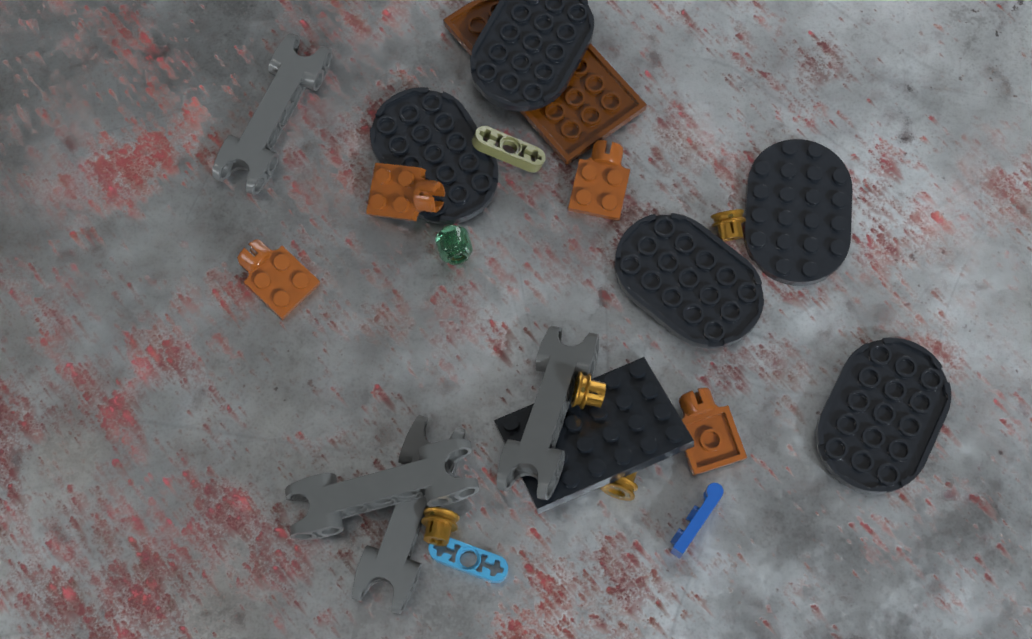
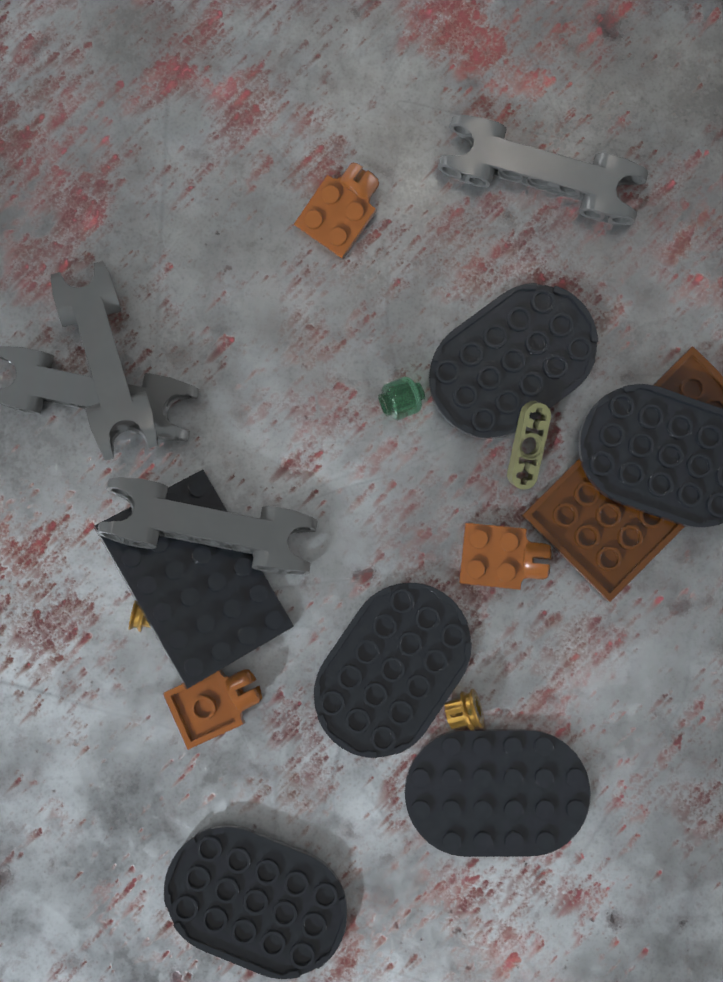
camera: 85 degrees right, 15 degrees up
(402, 192) = (455, 331): dark orange plate -> none
(439, 525) = (73, 426): pearl gold piece -> none
(490, 560) = (66, 443): dark azure beam -> none
(581, 390) = (233, 566): pearl gold piece -> none
(696, 518) = (115, 699): blue plate -> none

